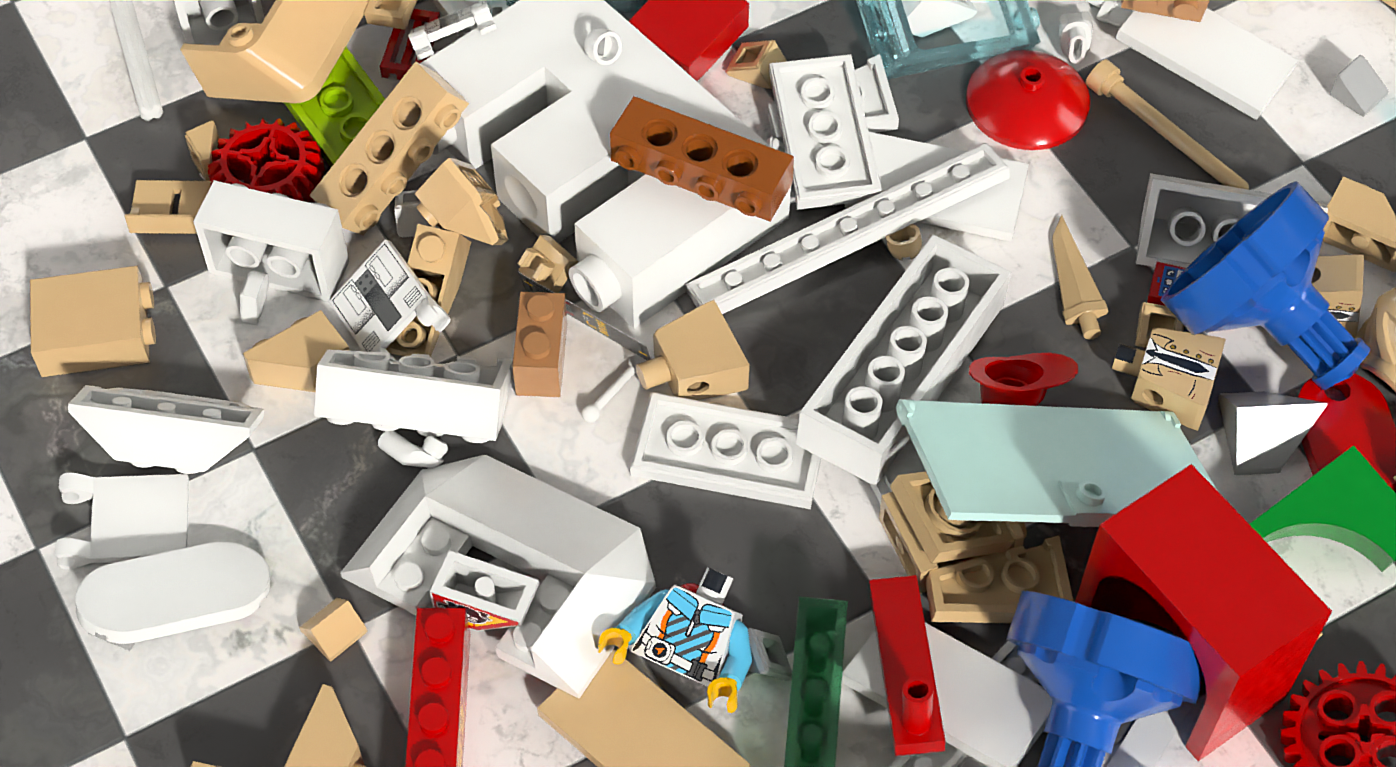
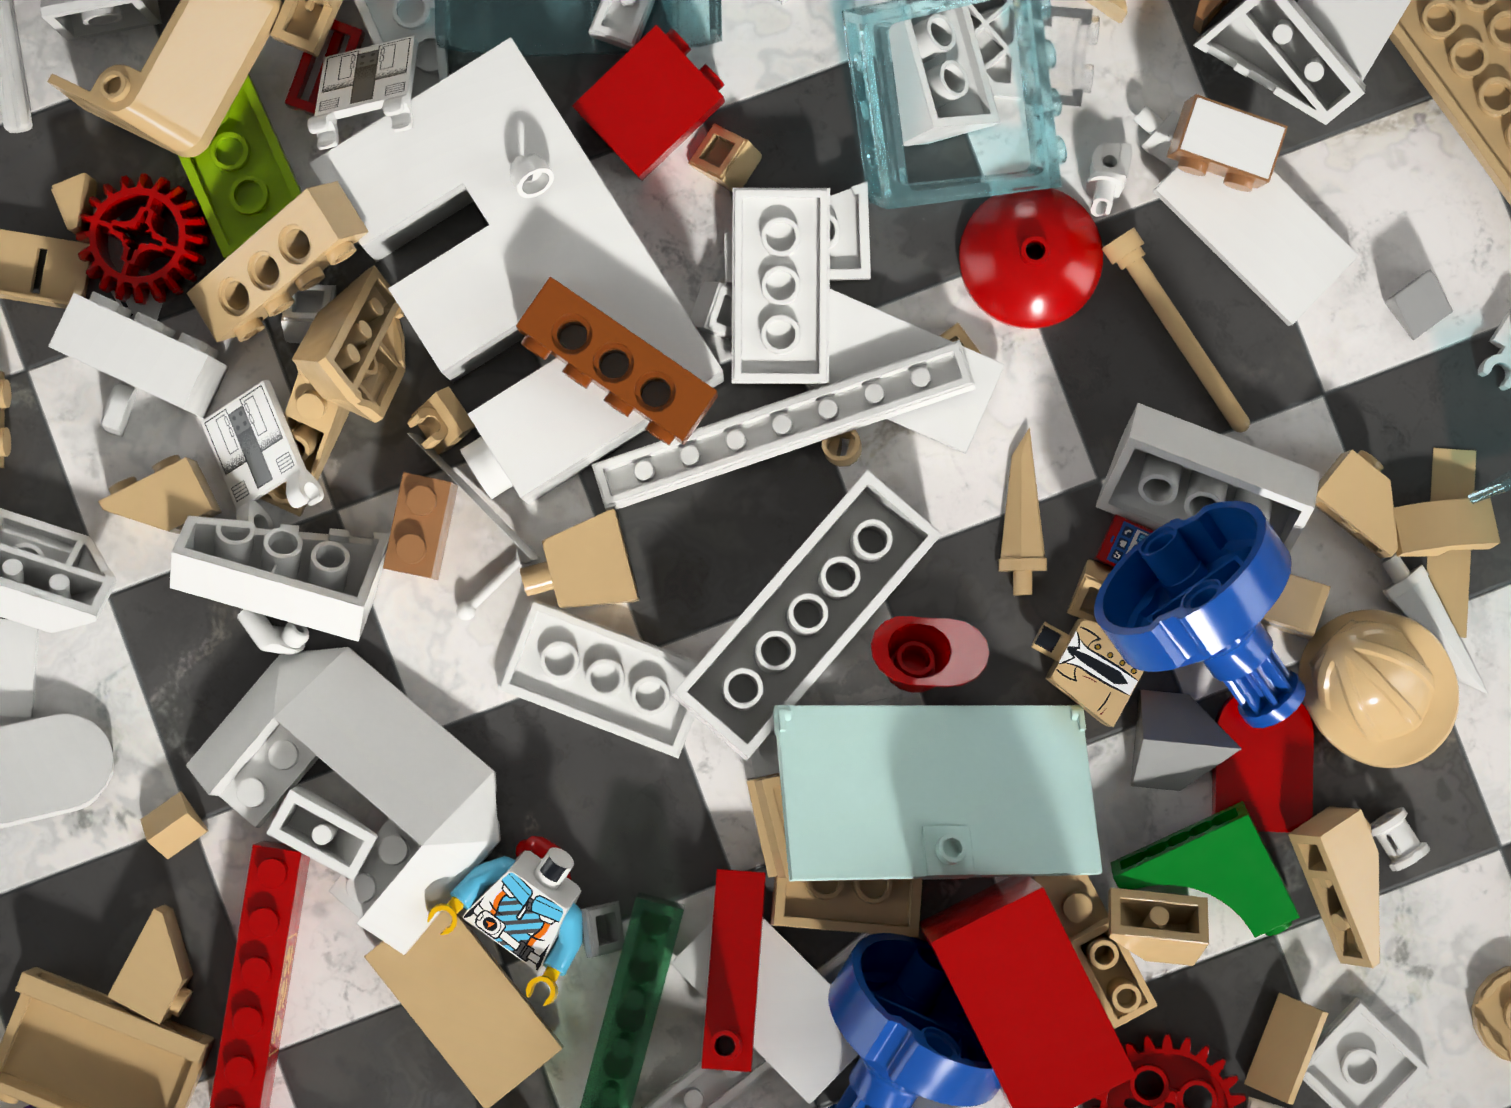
camera: 10 degrees right, 30 degrees up
(1317, 557) = (1159, 925): none -> tan slope

